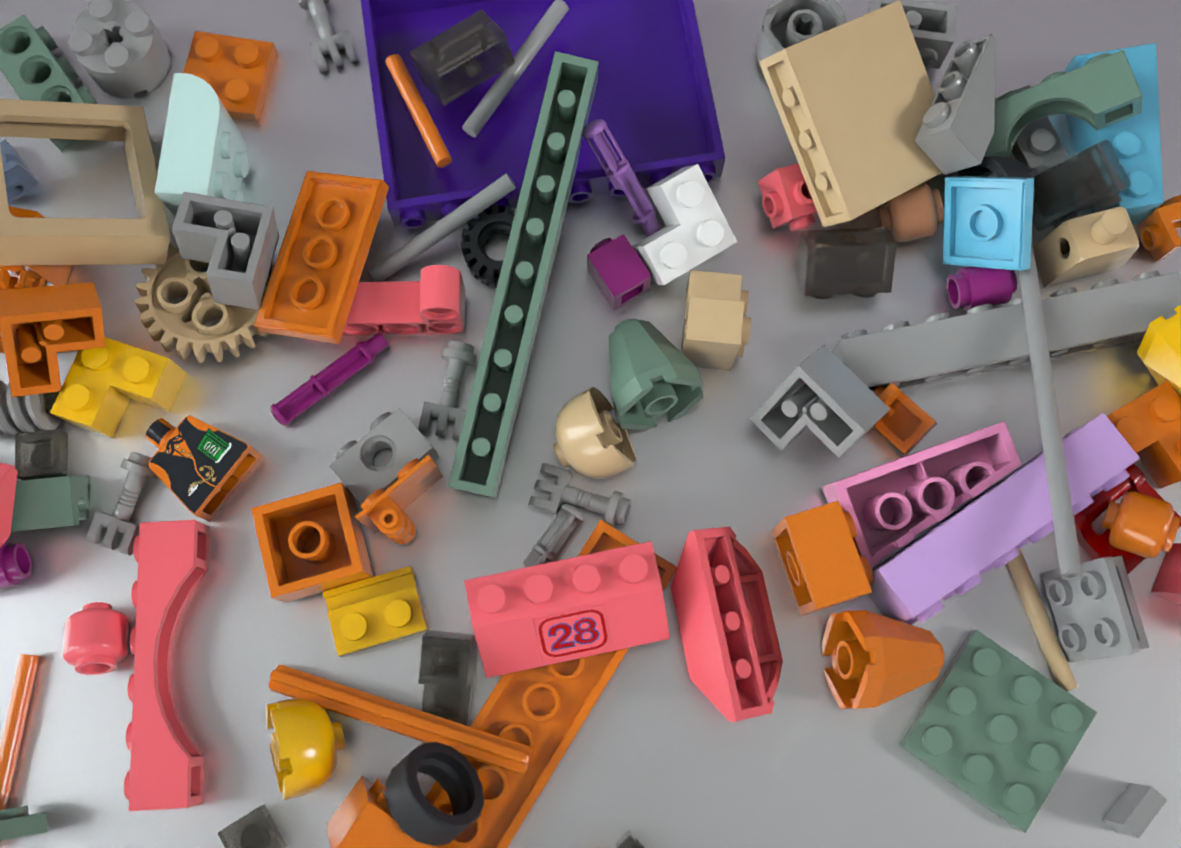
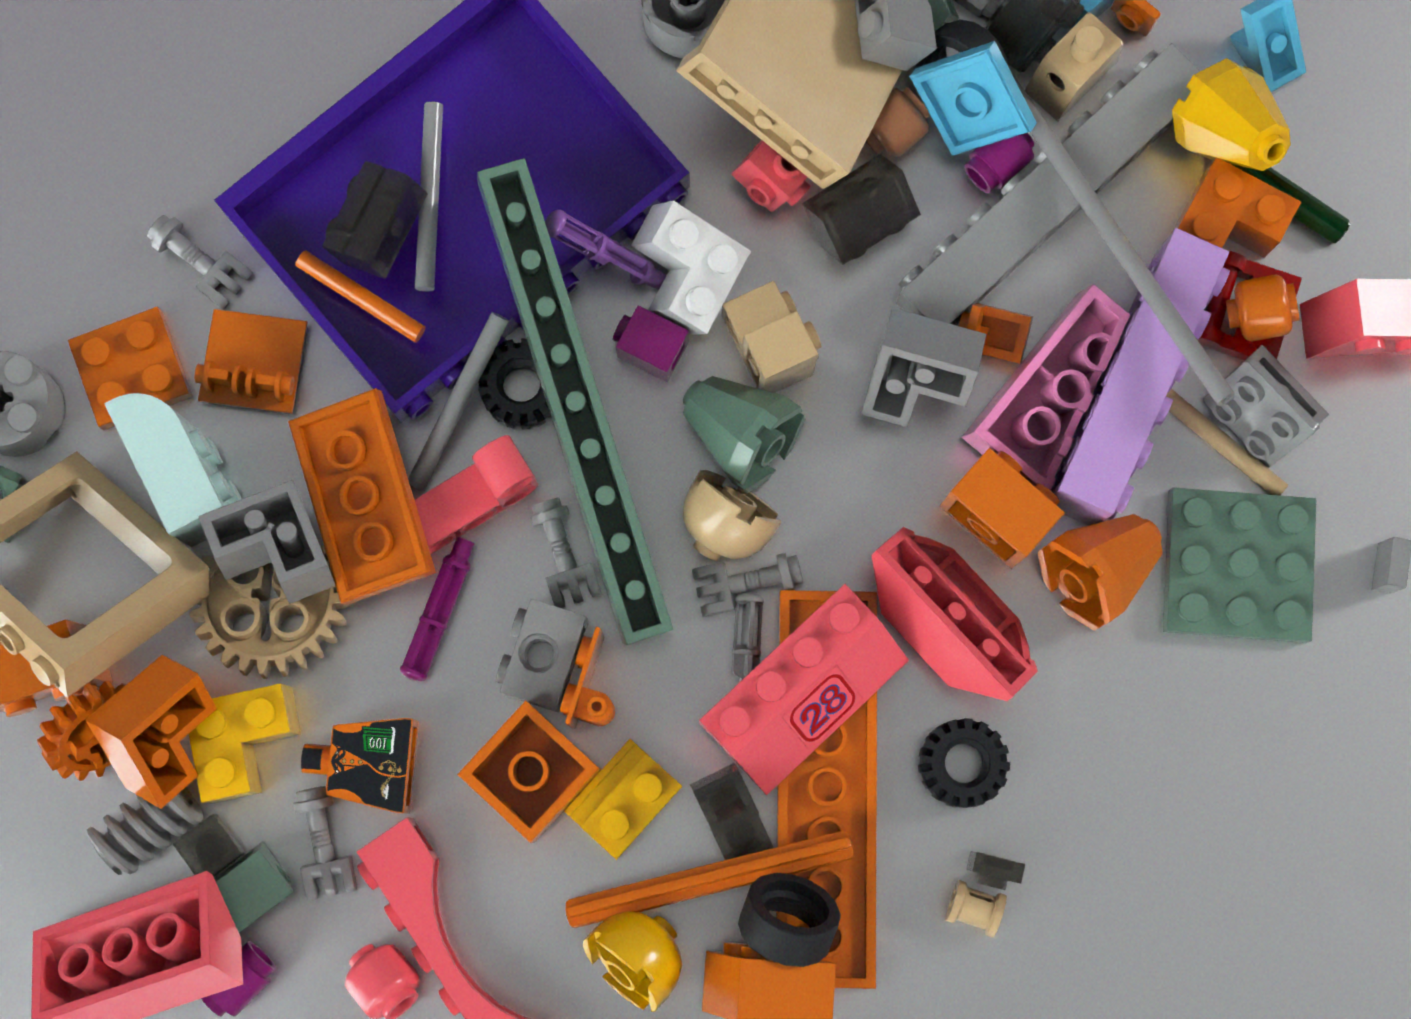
camera: 35 degrees left, 5 degrees up
(314, 119) = (252, 361): none -> orange hinge
(694, 758) = (993, 758): none -> black tyre

